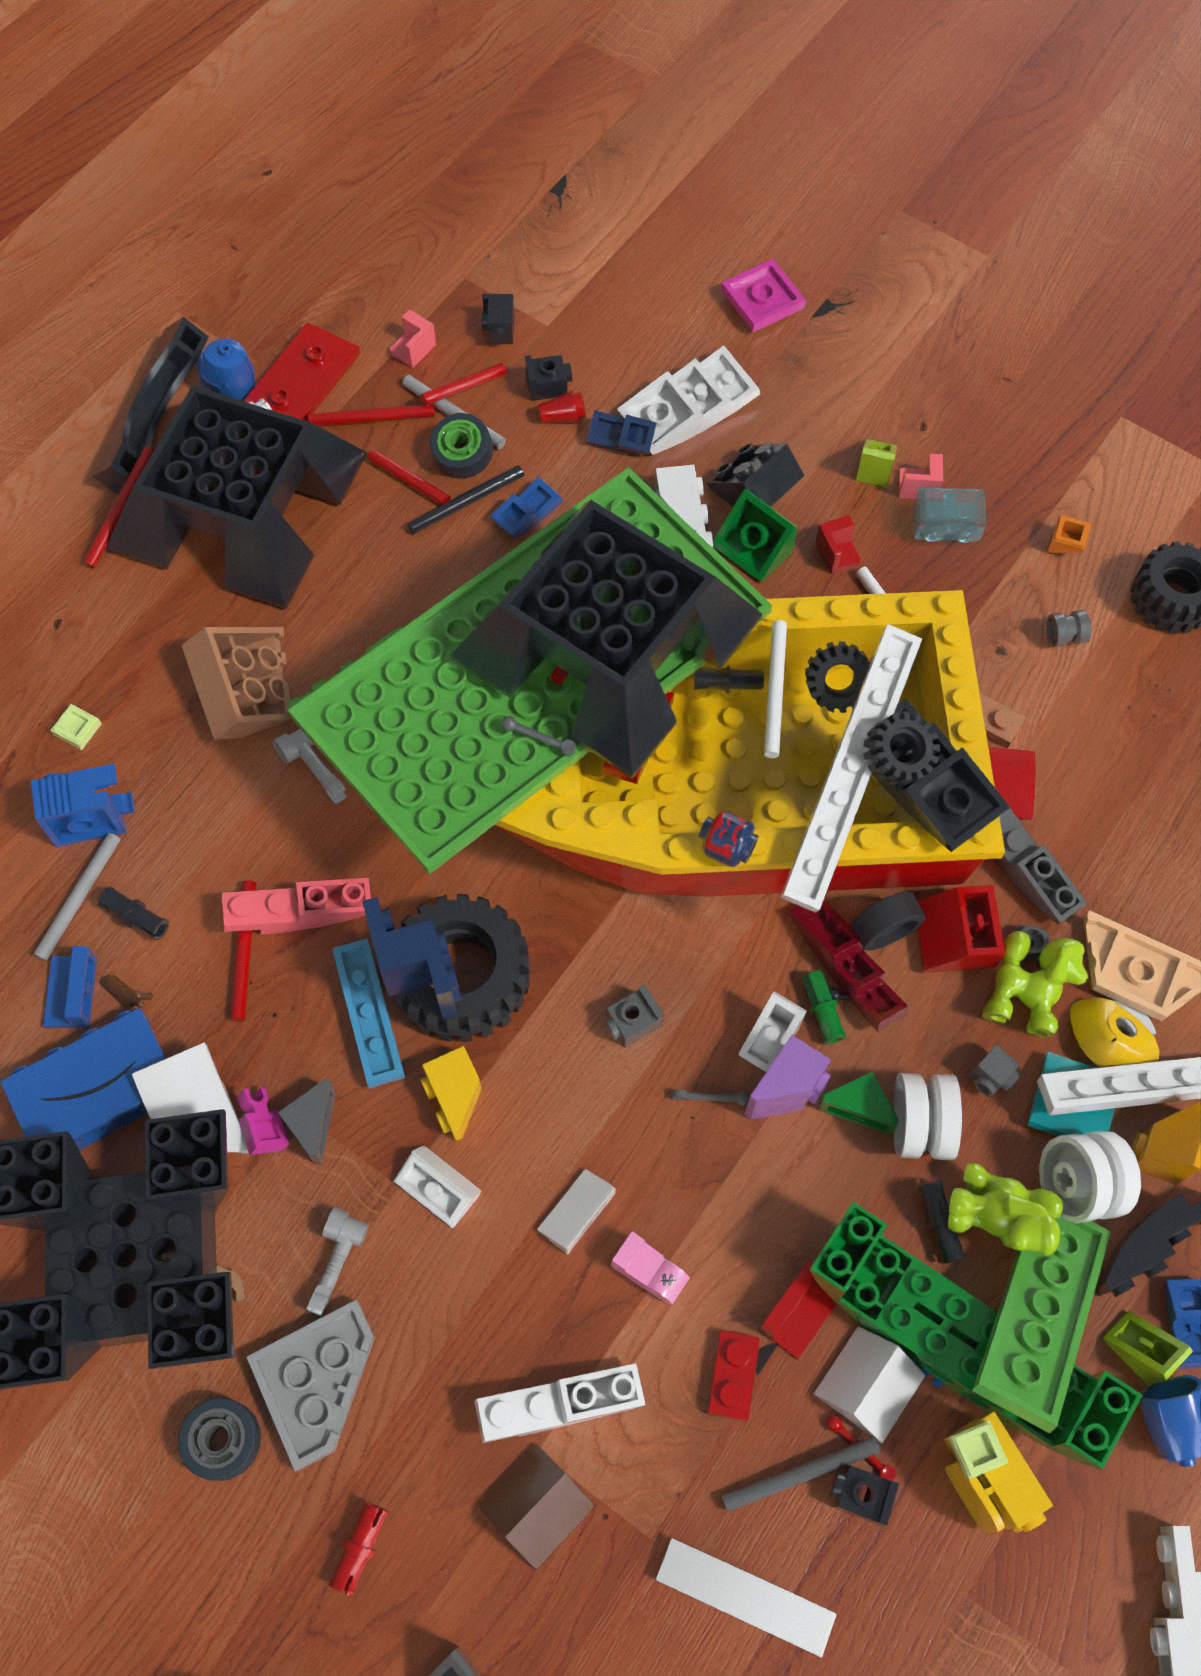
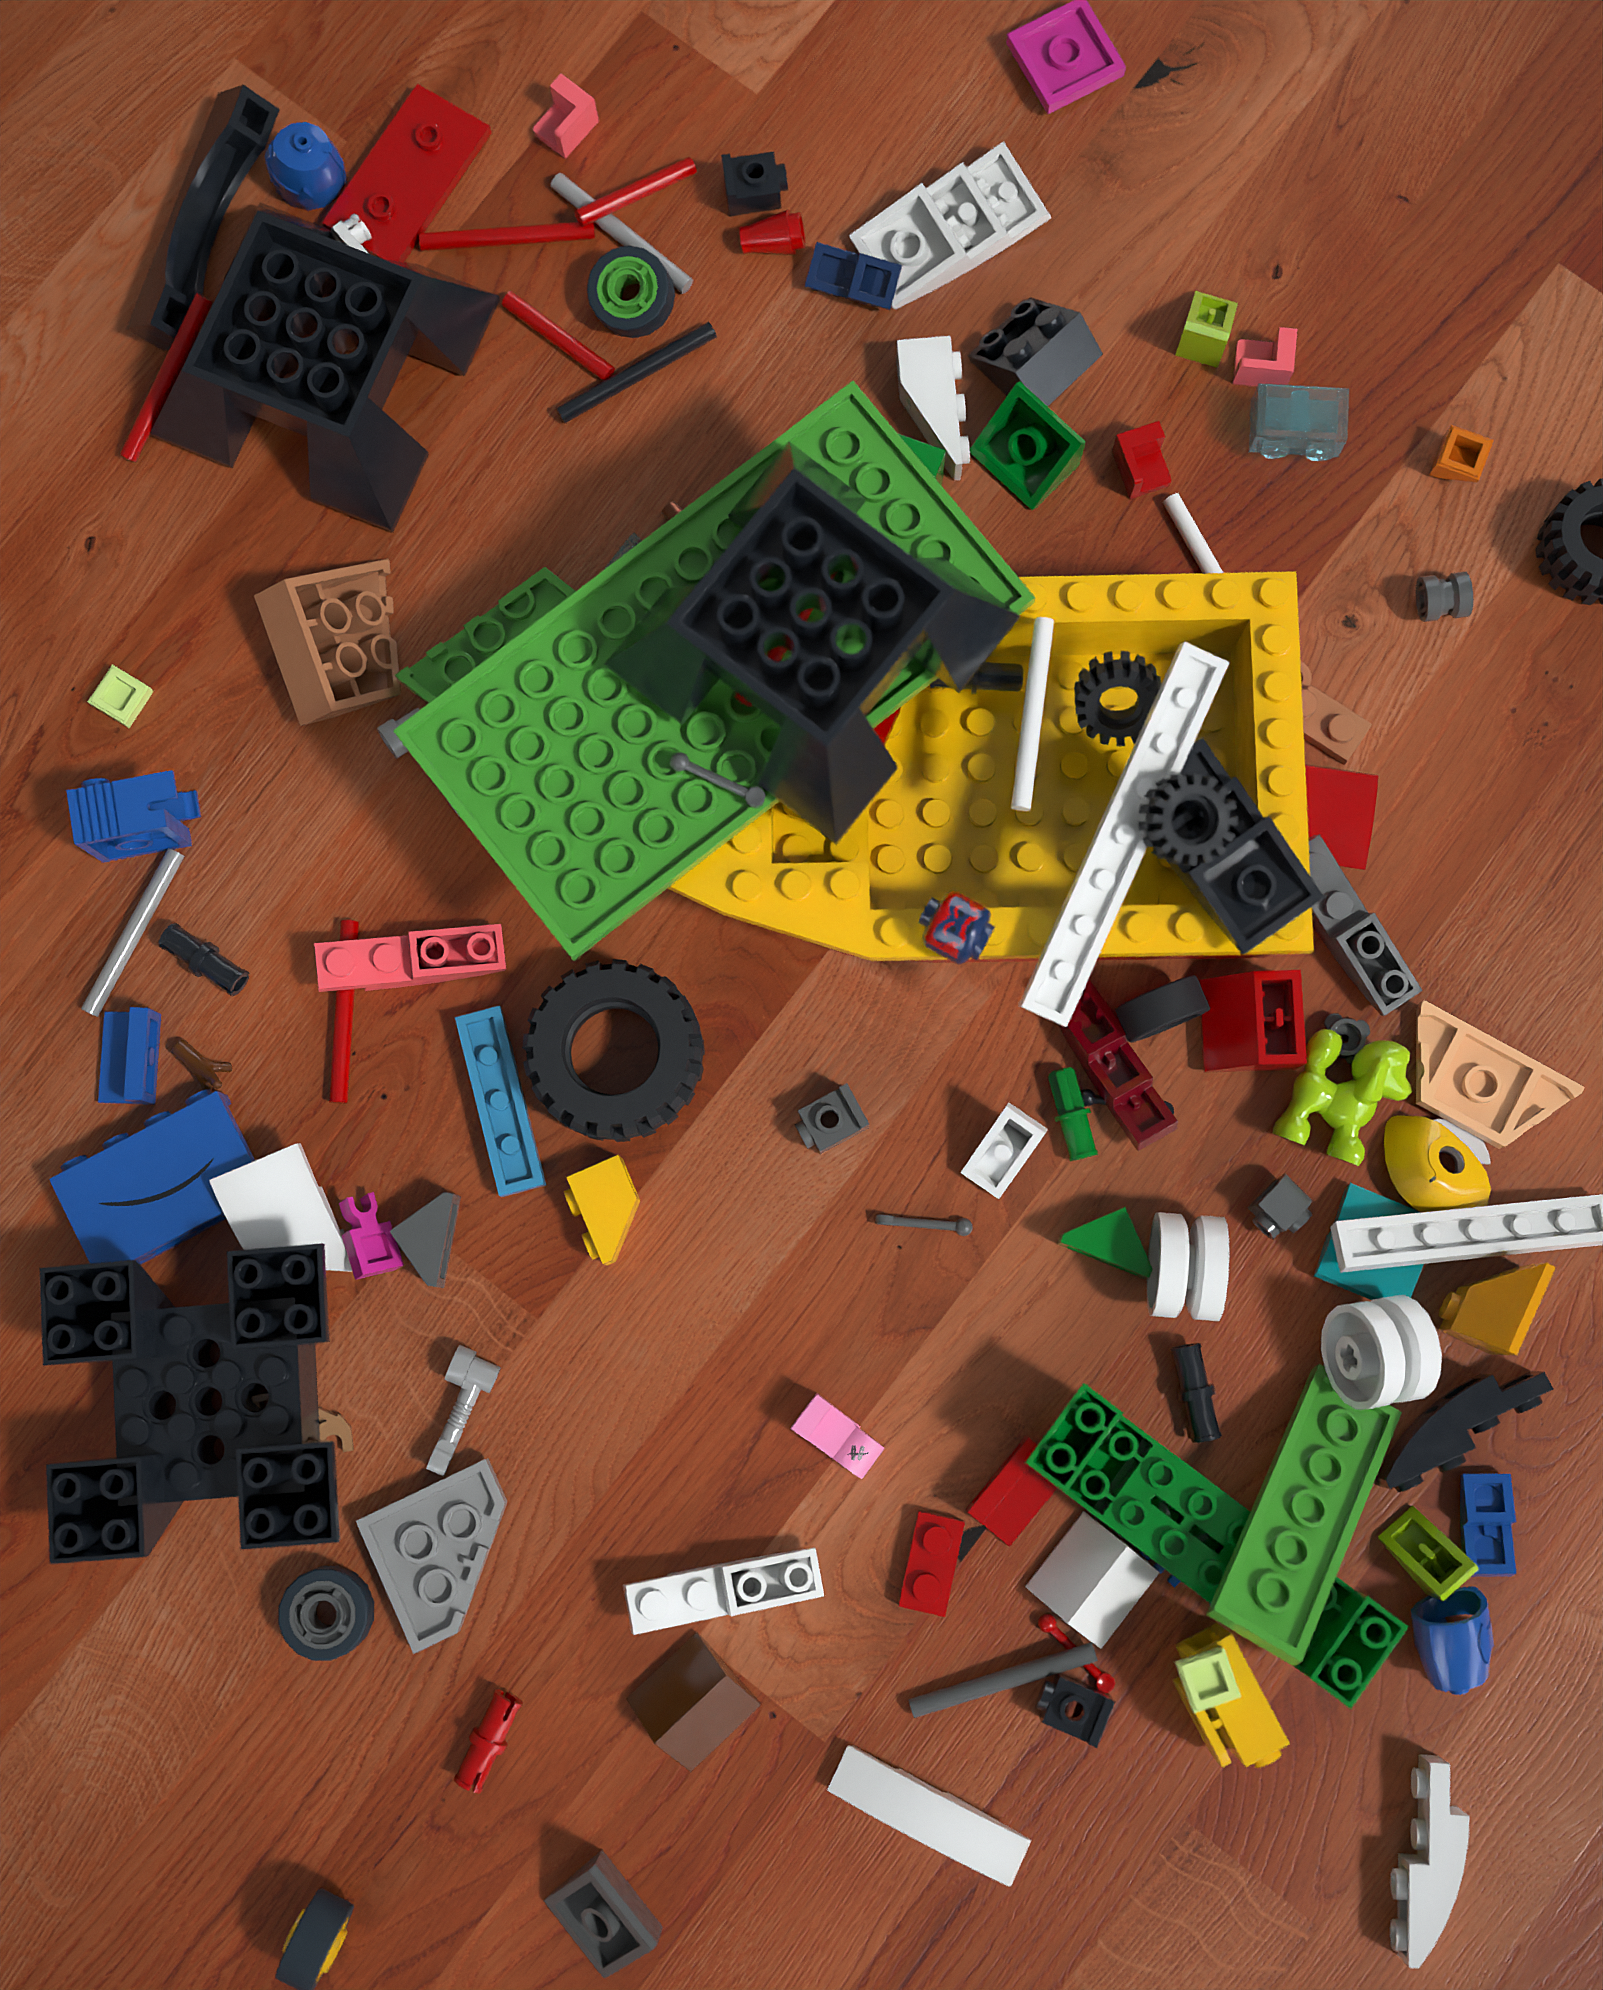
camera: 10 degrees right, 15 degrees up
(412, 957) = (552, 1055): dark blue bracket -> none
(437, 1185) = (584, 1321): white slope -> none
(498, 318) = (687, 85): black brick -> none
(528, 509) = (718, 391): blue slope -> none
(577, 1210) = (751, 1359): white slope -> none
(790, 1082) = (1022, 1215): medium lavender slope -> none
(1006, 1210) = (1263, 1384): lime animal -> none

